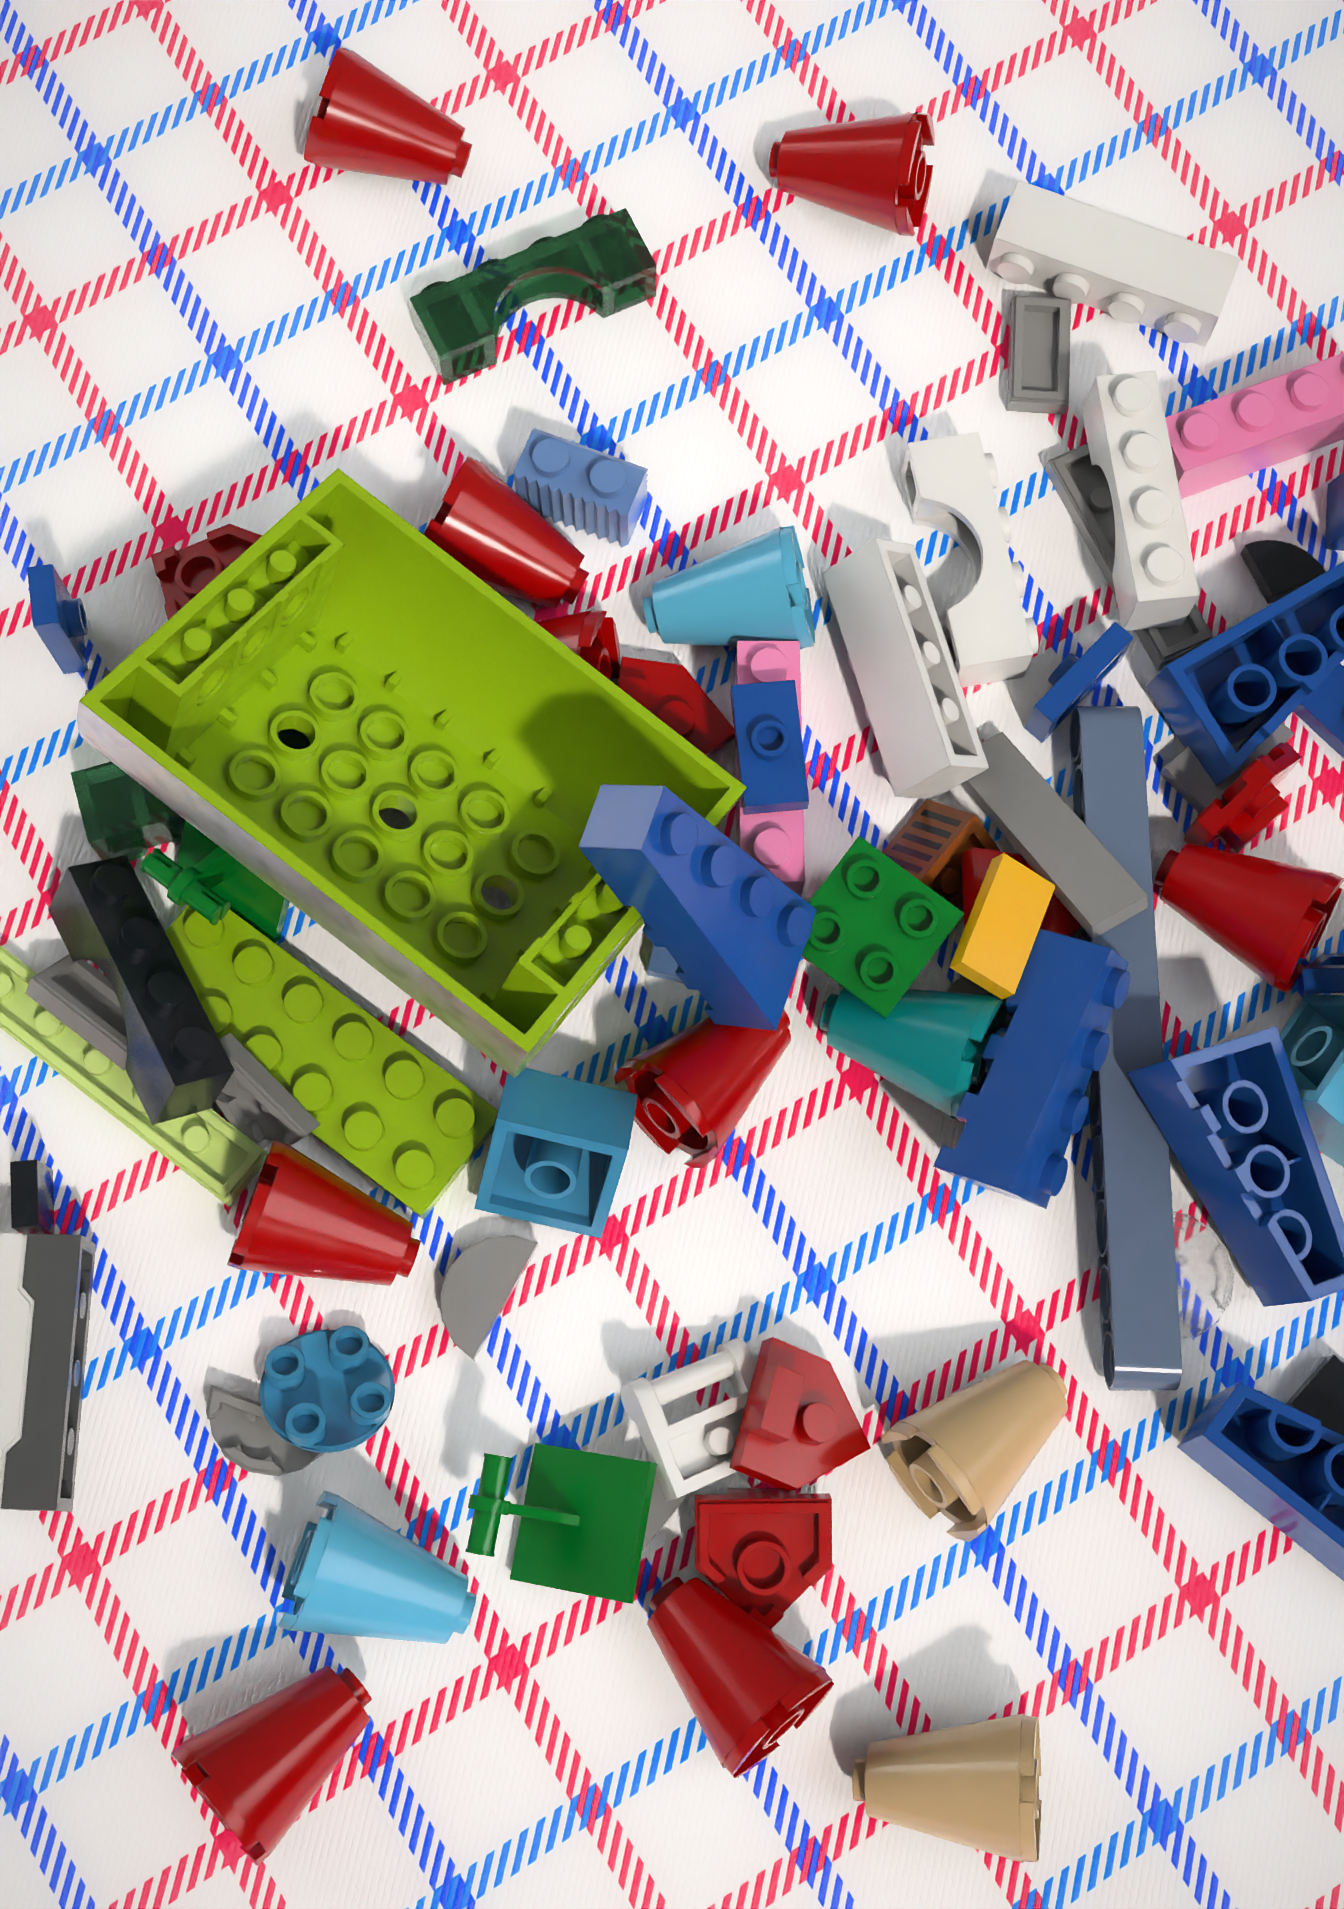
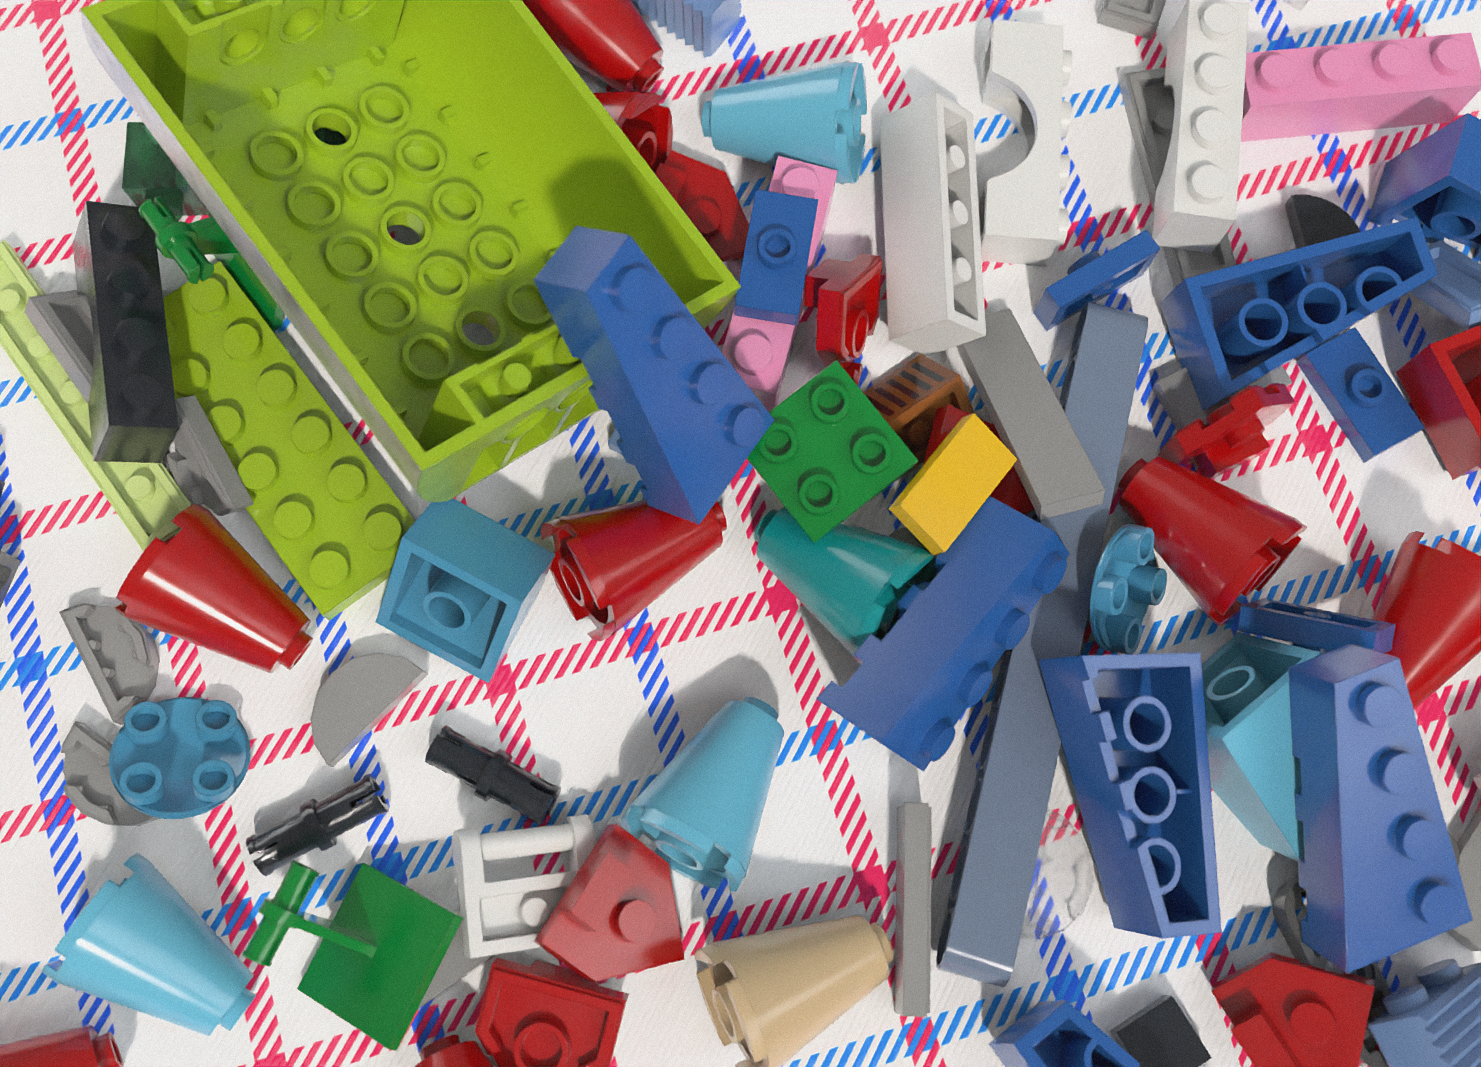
camera: 15 degrees right, 0 degrees up
(226, 1309) = (116, 654): none -> light grey tile
(480, 1418) = (317, 825): none -> black pin
(635, 1325) = (493, 775): none -> black pin
(846, 767) = (847, 308): none -> red plate
(855, 1286) = (712, 795): none -> medium azure cone
(1072, 1340) = (913, 910): none -> light grey tile
(1188, 981) = (1125, 588): none -> dark azure dish

